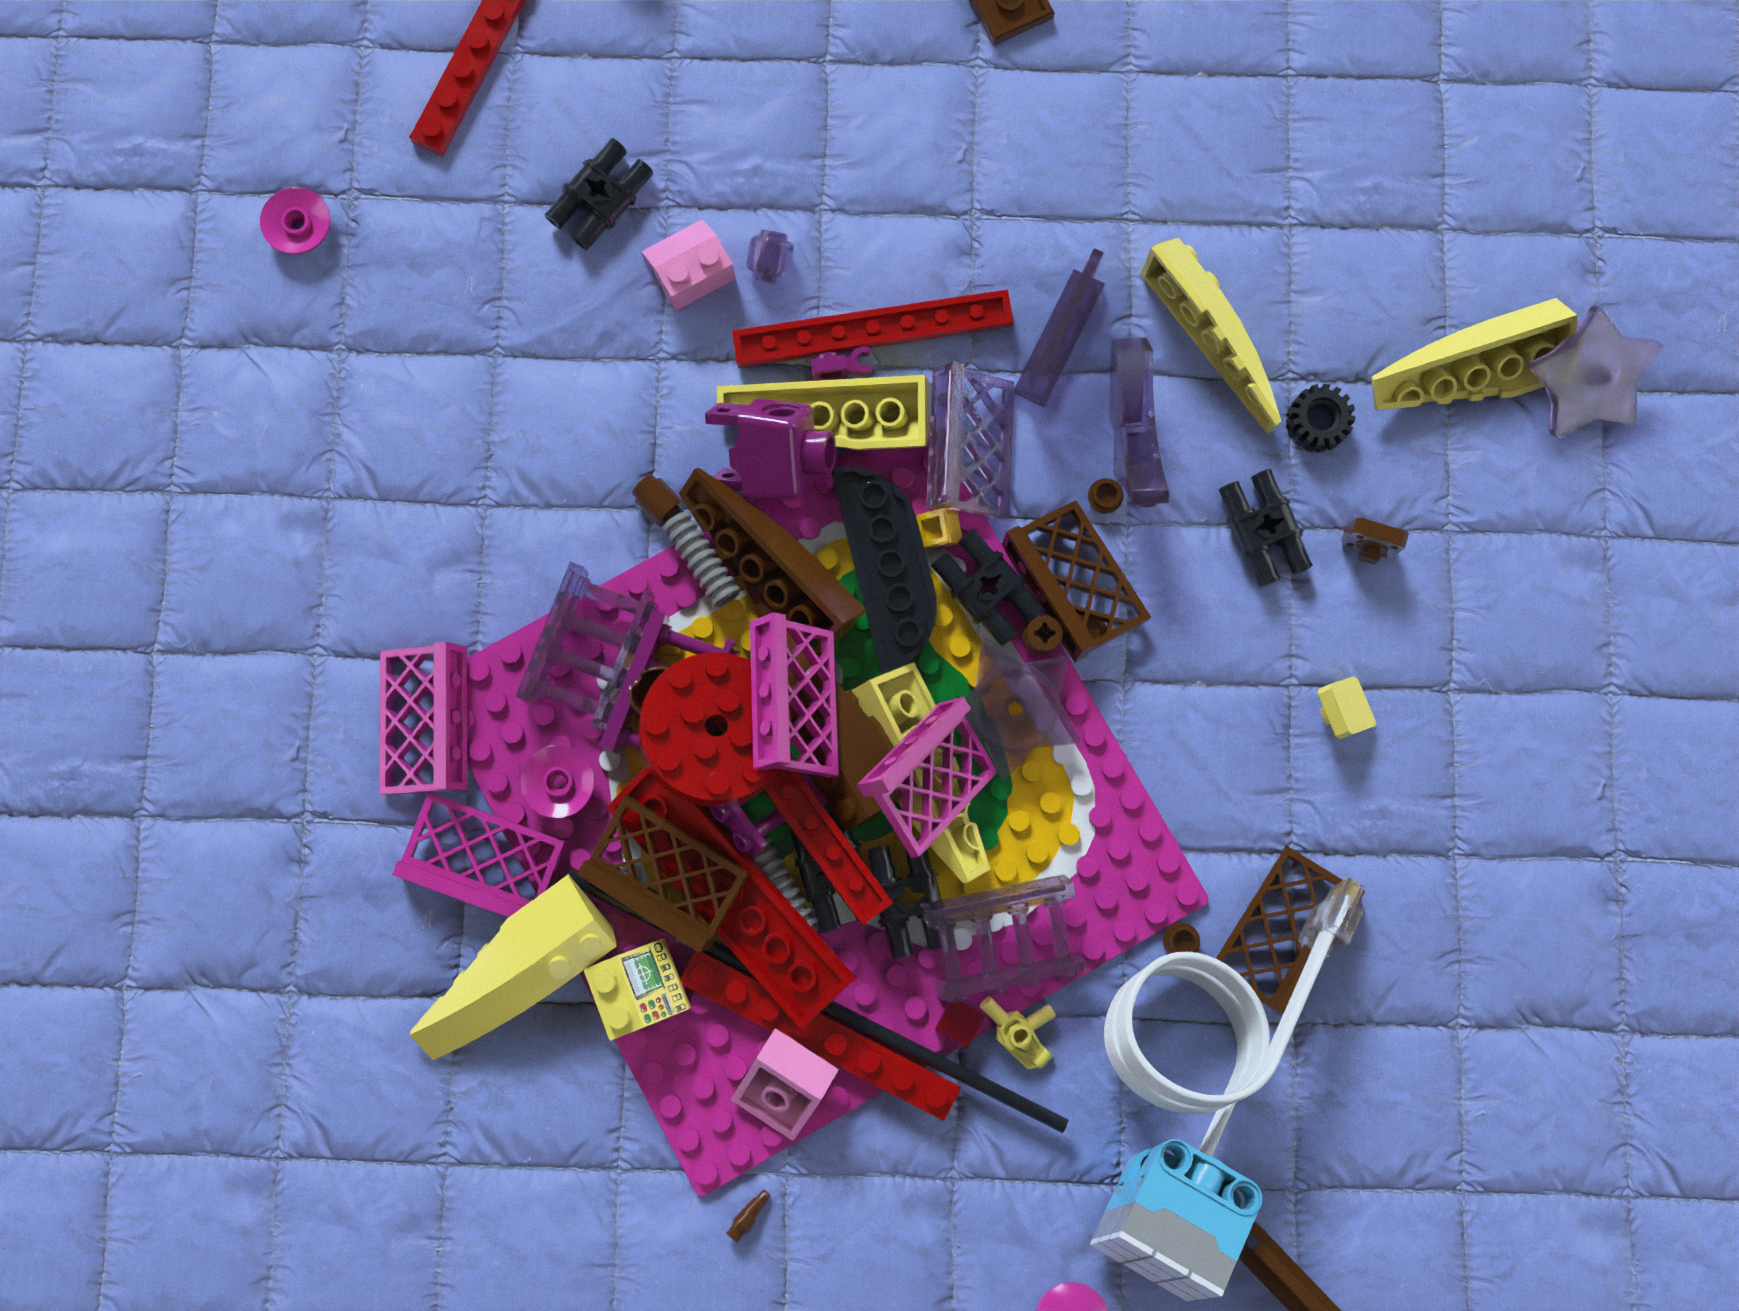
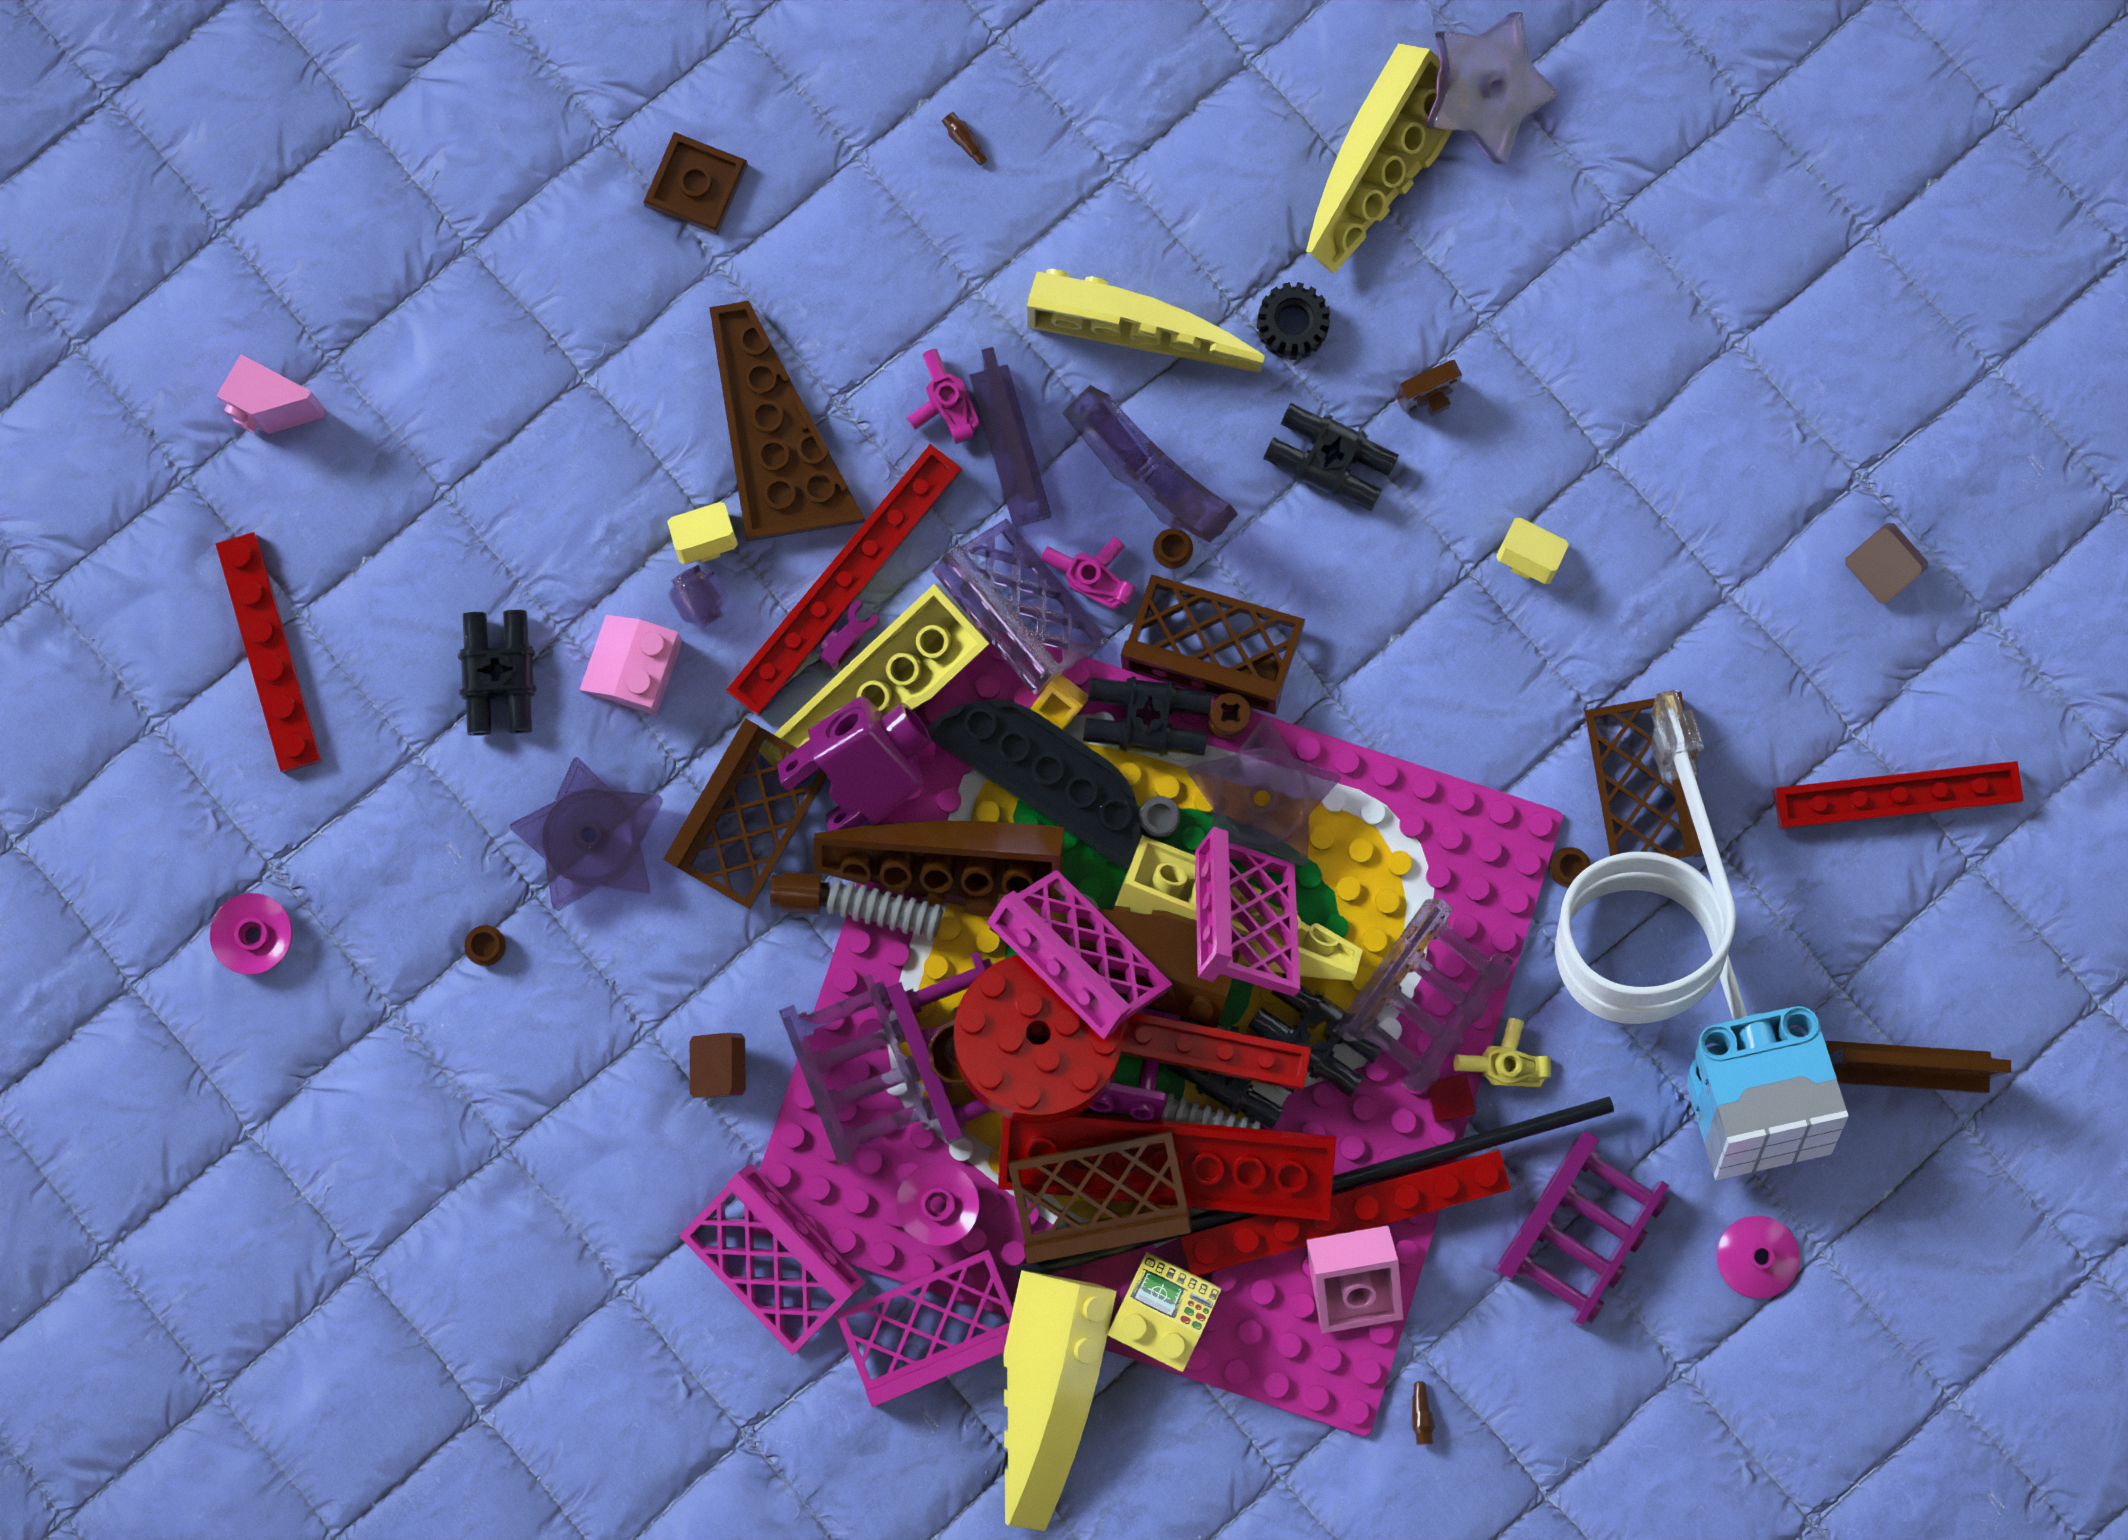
camera: 40 degrees left, 0 degrees up
(432, 358) = (485, 945): none -> reddish brown plate
(503, 564) = (717, 1065): none -> reddish brown piece
(565, 371) = (612, 858): none -> clear purple plate
(654, 394) = (712, 806): none -> reddish brown fence
(808, 219) = (702, 533): none -> light yellow piece
(904, 212) = (778, 454): none -> reddish brown wing
(936, 660) = (1159, 817): none -> flat silver tile
(942, 1162) = (1563, 1192): none -> magenta fence
(1035, 466) = (1090, 574): none -> dark pink piece
(1045, 272) = (947, 398): none -> dark pink piece
(1208, 117) = (963, 136): none -> reddish brown piece
(1454, 1097) = (1898, 795): none -> red plate
(1587, 931) = (1886, 563): none -> reddish brown piece

